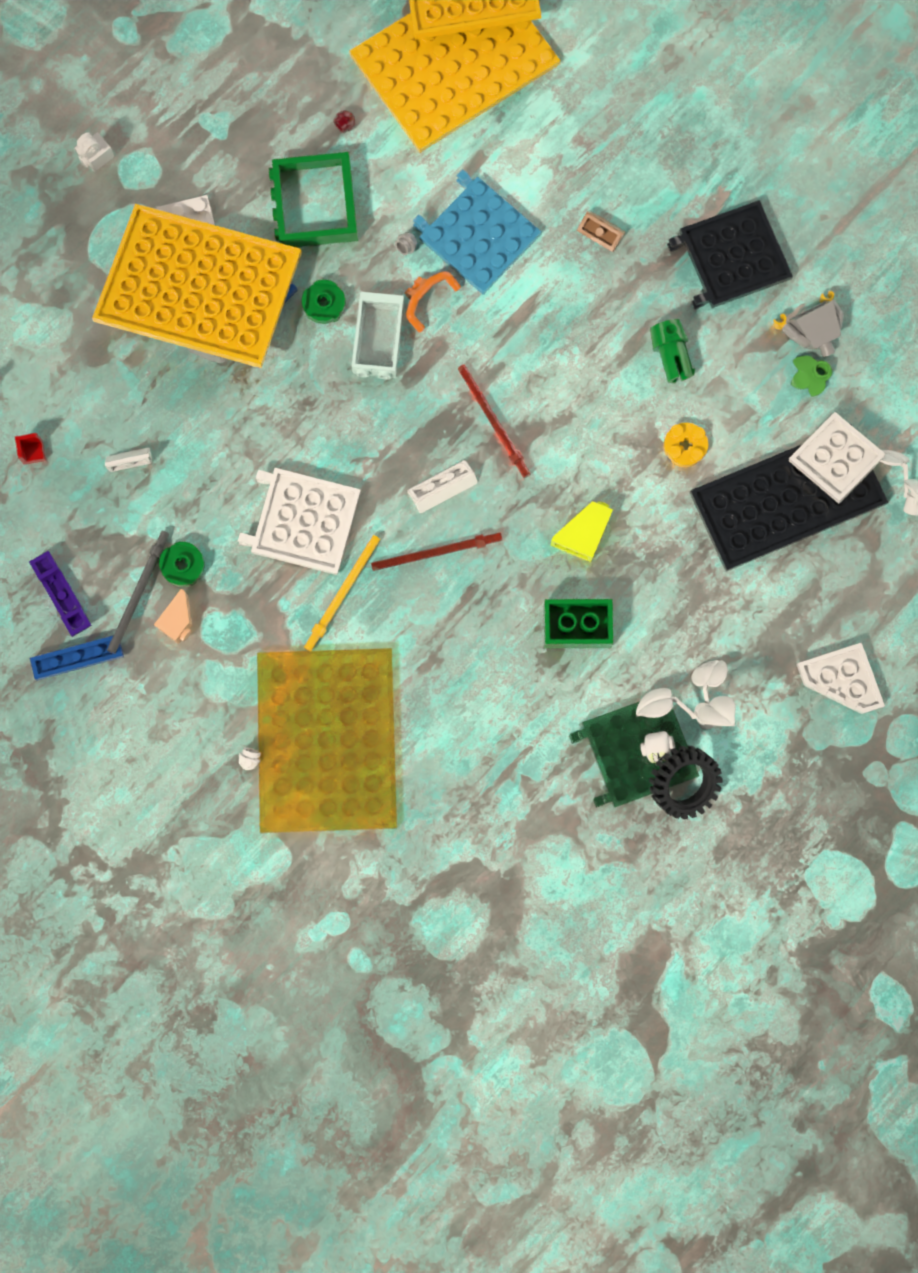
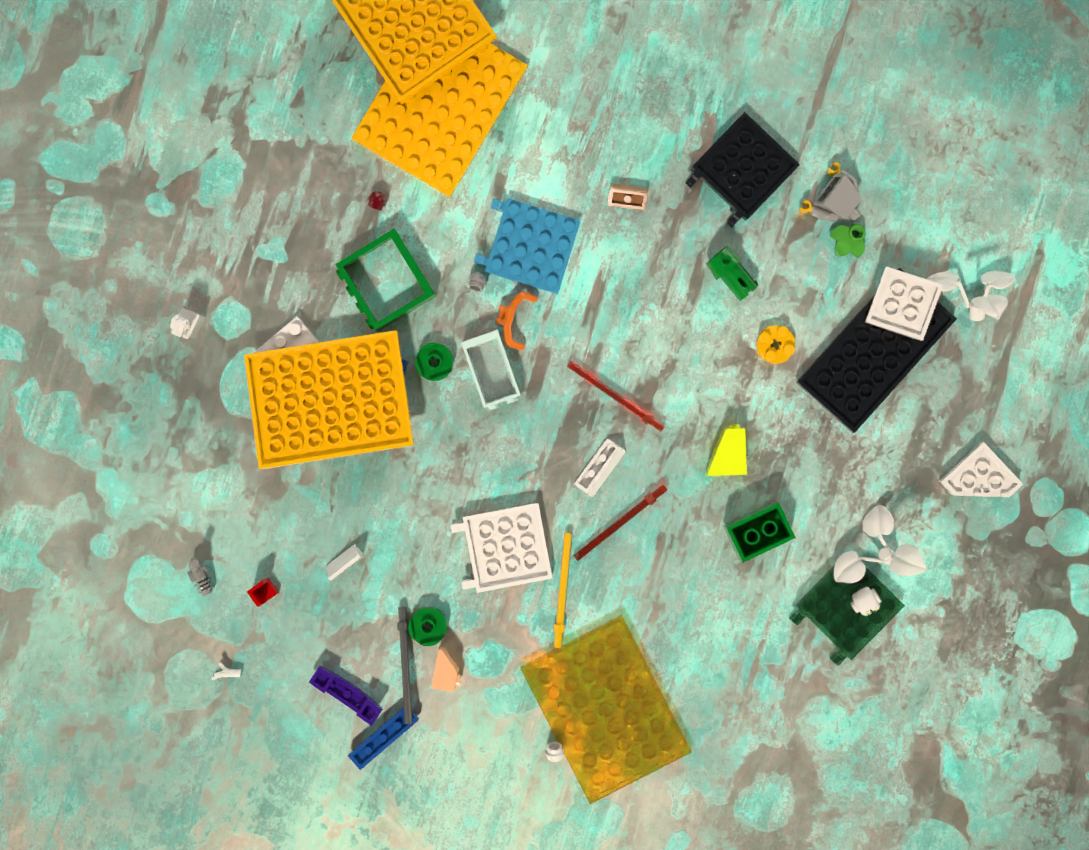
camera: 20 degrees left, 10 degrees up
(695, 803) = (912, 623): black tyre -> none

